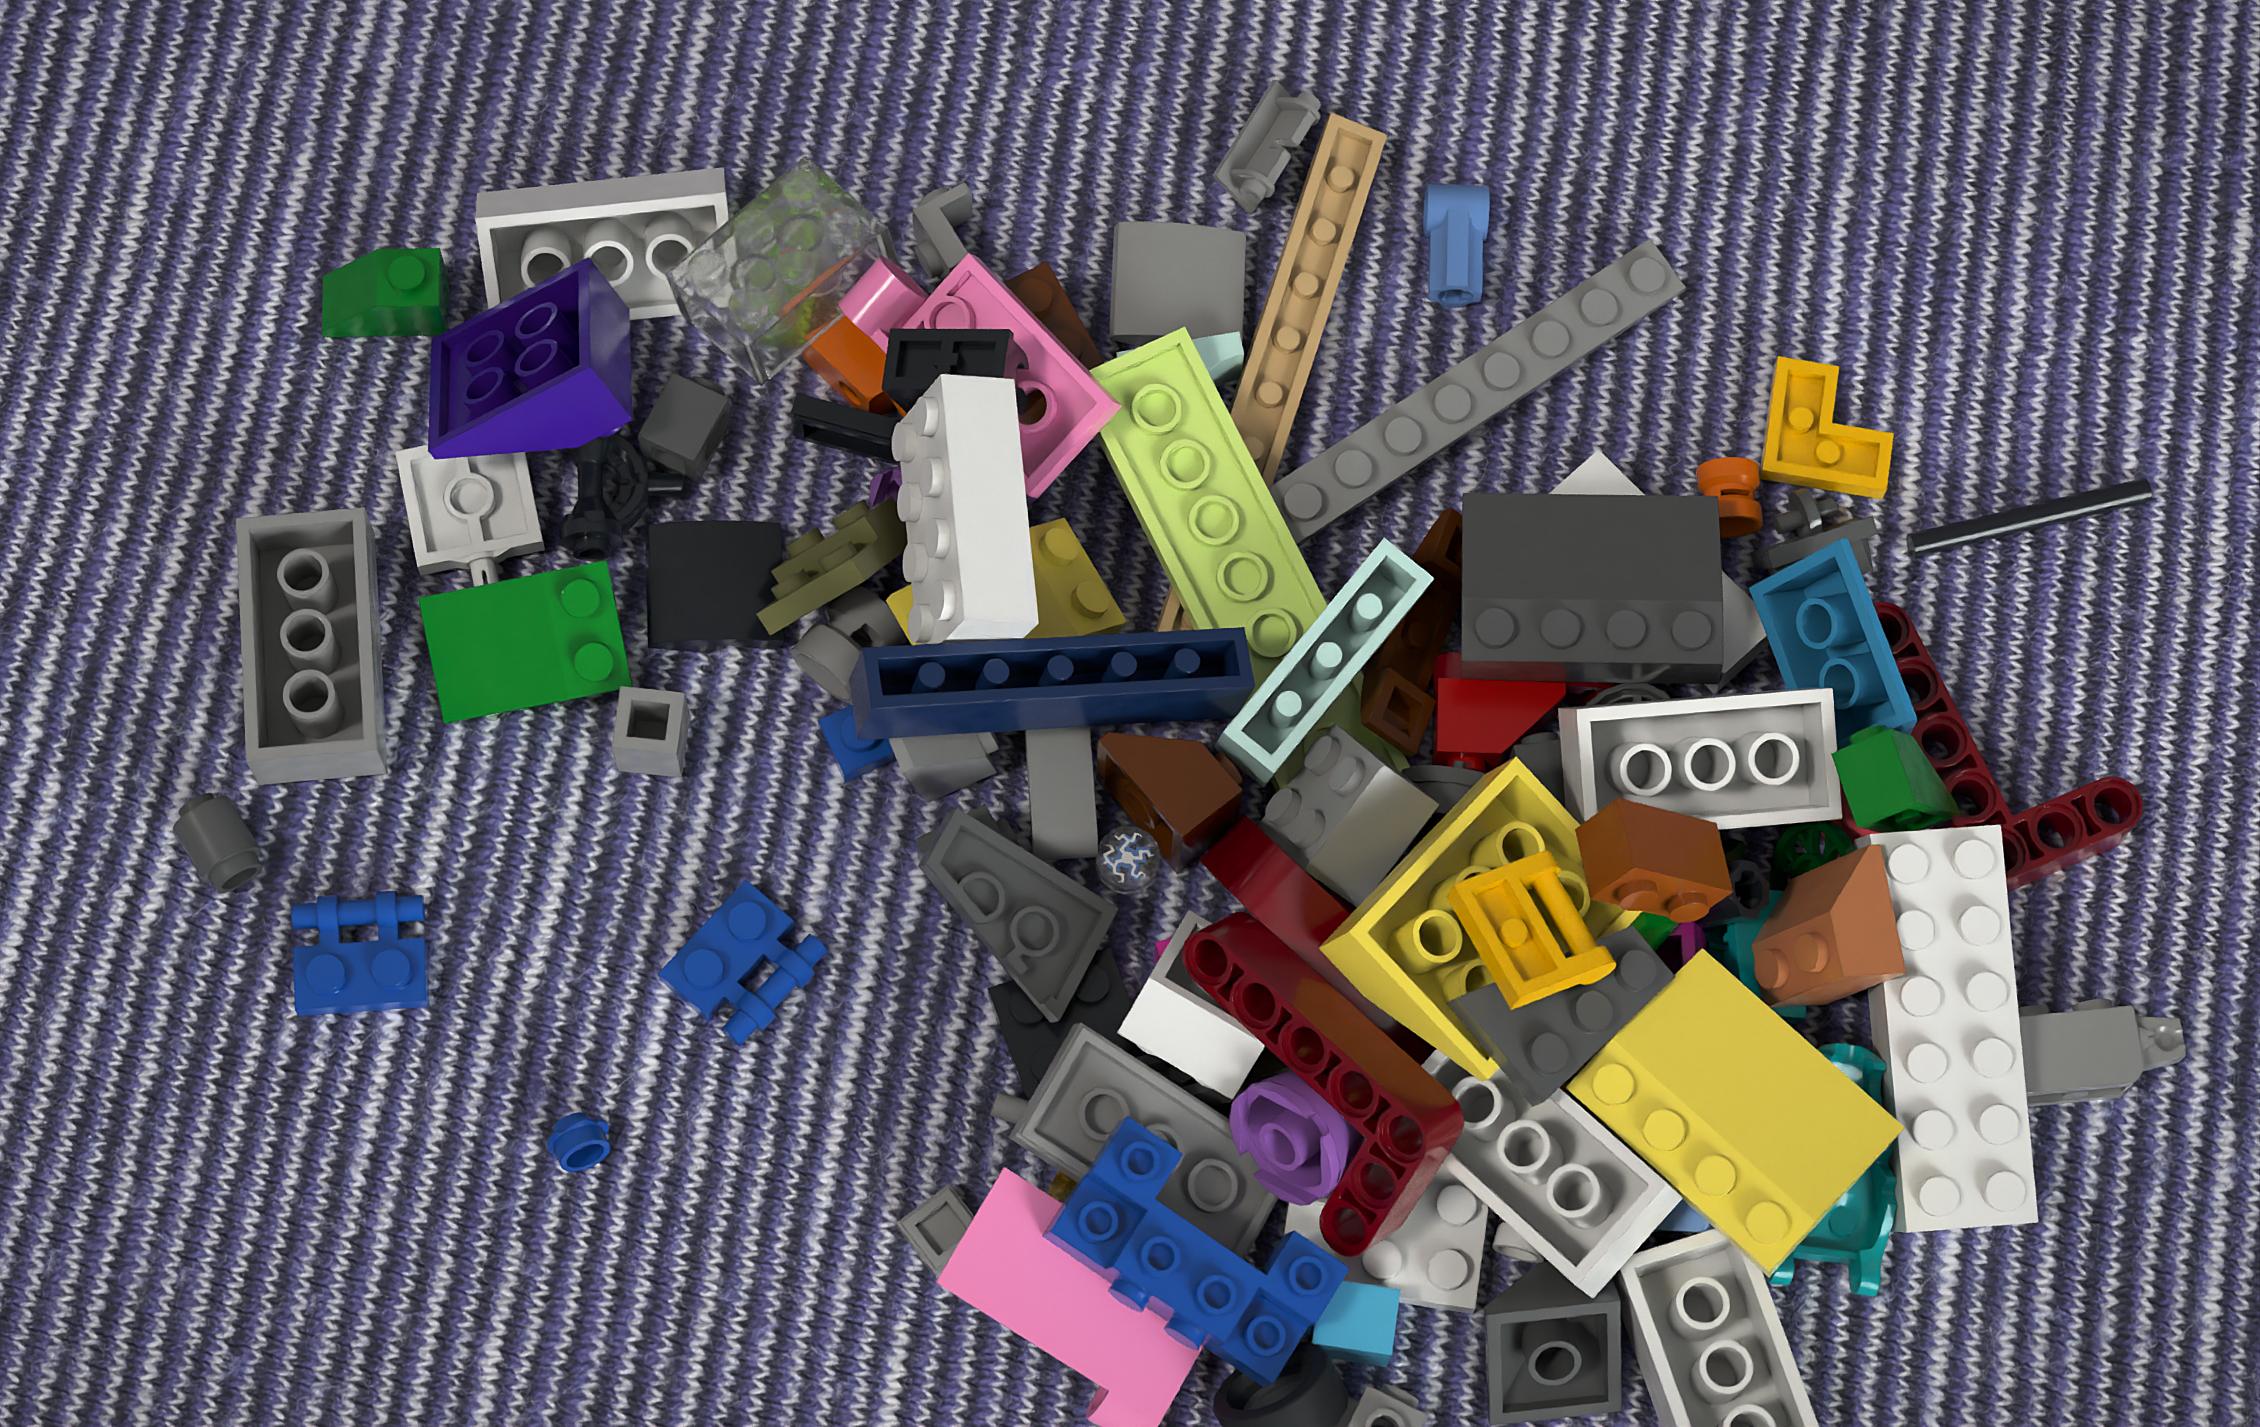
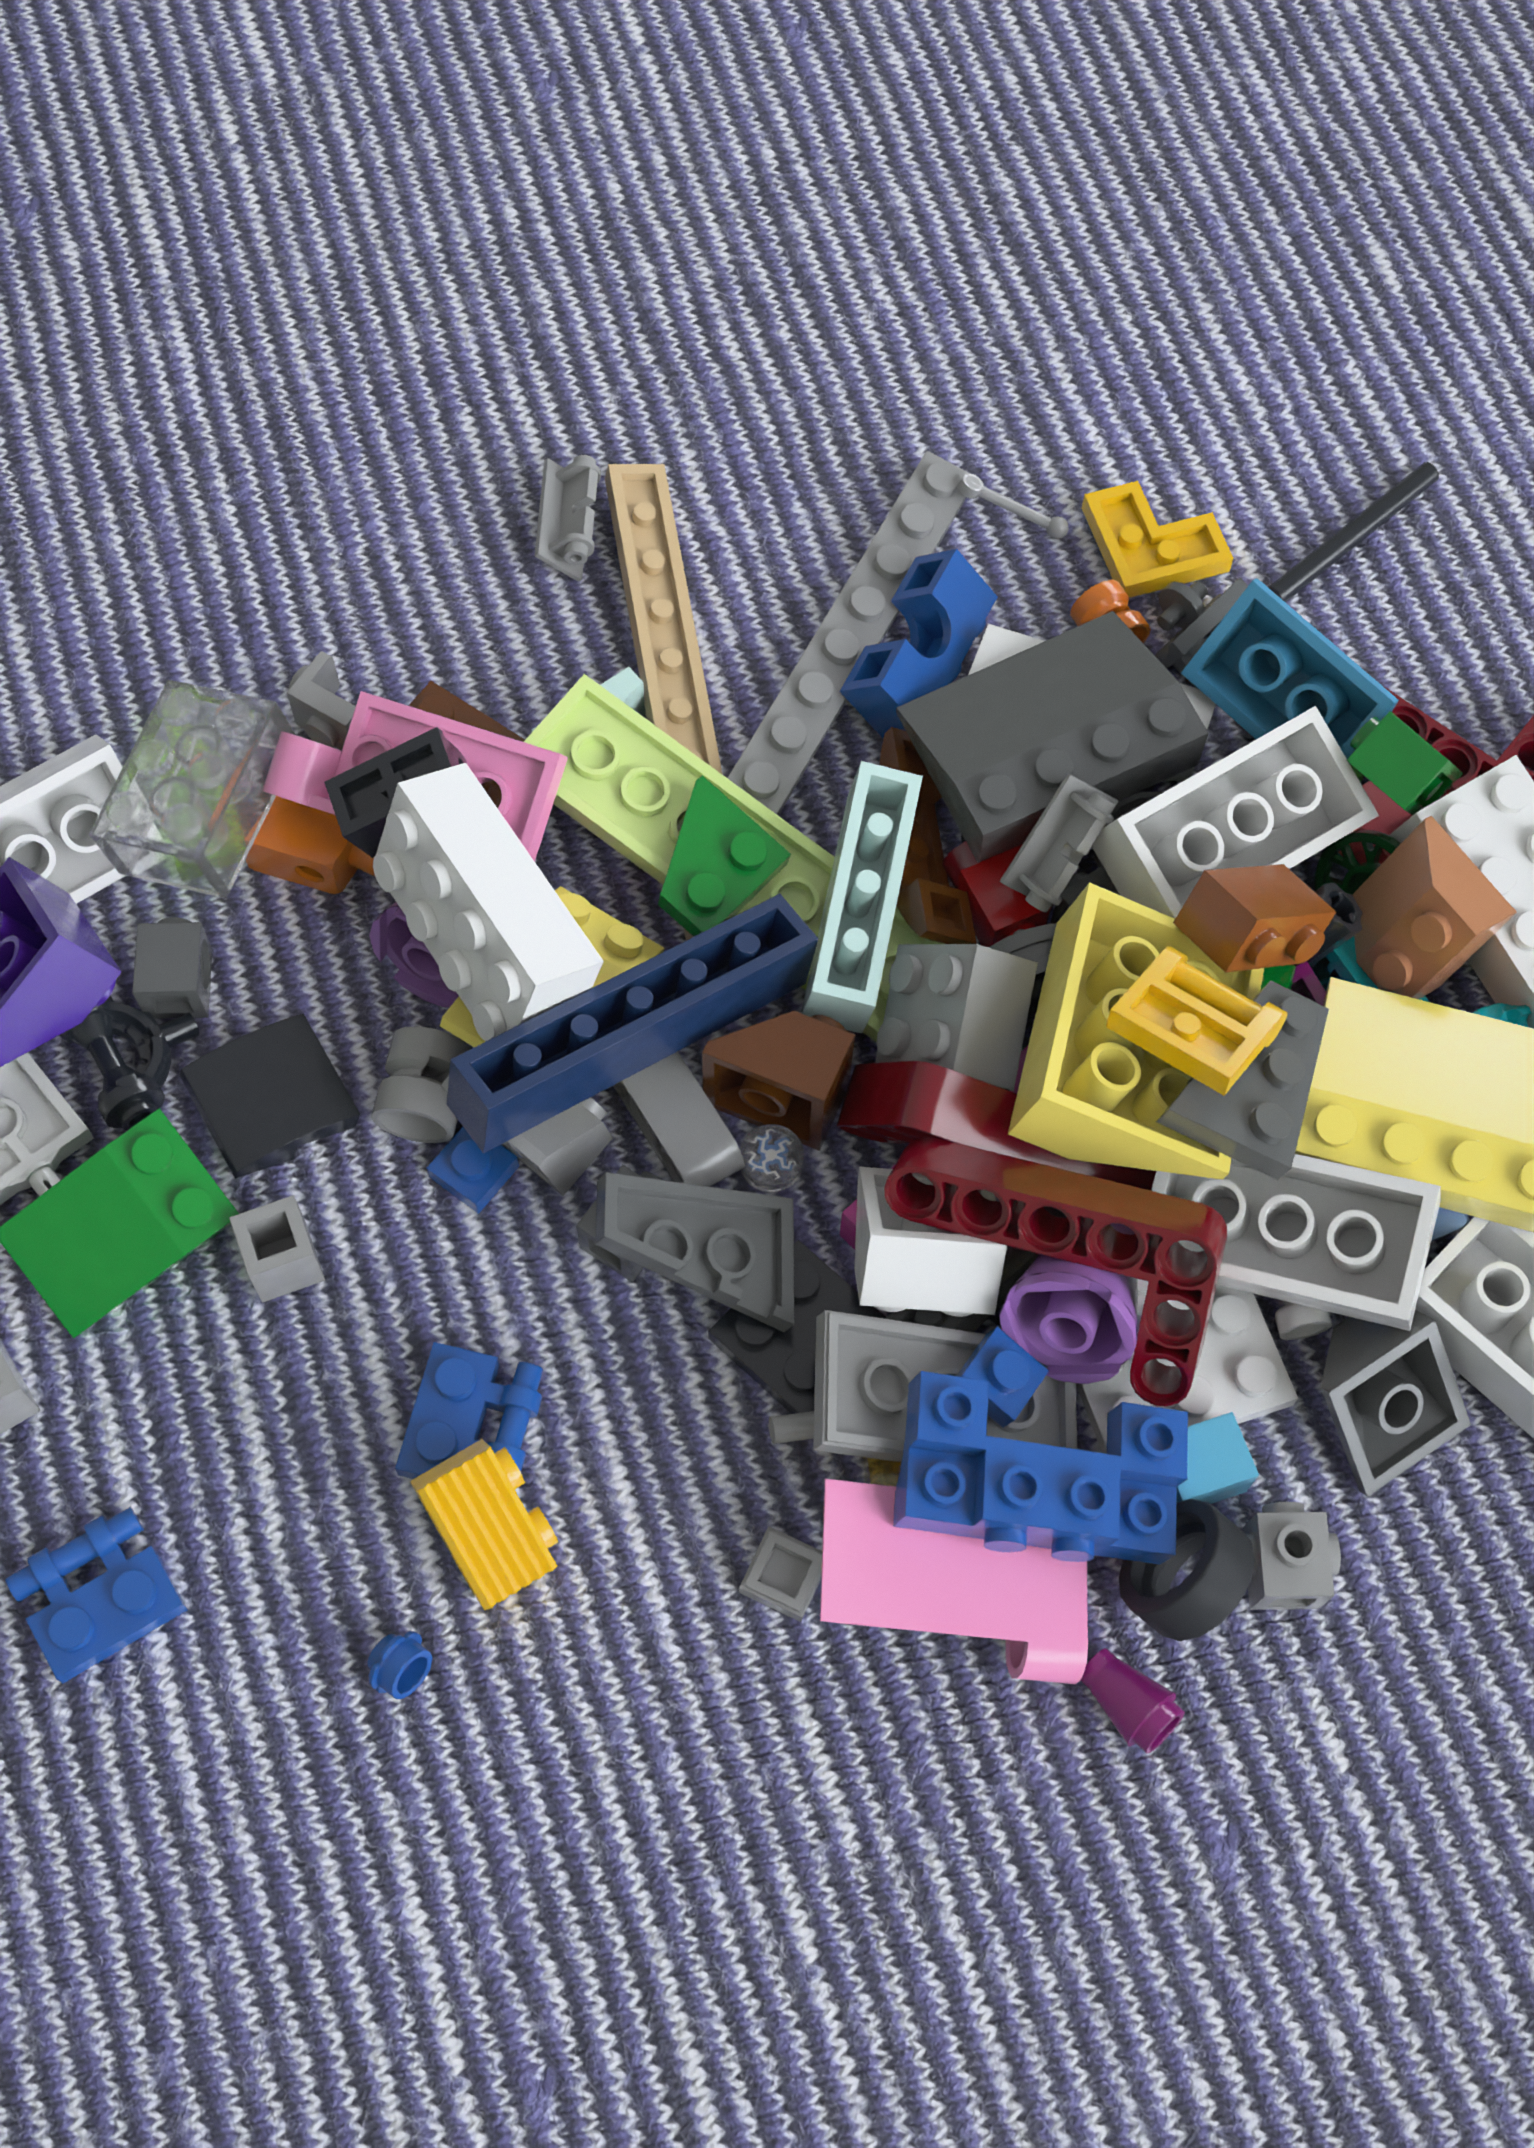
camera: 25 degrees left, 5 degrees down
(708, 1060) = (485, 1522): none -> yellow brick
(834, 562) = (372, 1020): olive plate -> none
(843, 428) = (325, 904): black tile -> none
(1175, 279) = (543, 653): light grey slope -> none
(1210, 1156) = (1010, 1373): none -> blue plate
(1212, 566) = (717, 861): none -> green wing
(1456, 227) = (763, 512): medium blue piece -> none
(1529, 700) = (1059, 842): none -> light grey hinge
(1571, 416) = (944, 613): none -> blue arch
(1670, 298) = (972, 487): none -> light grey hinge

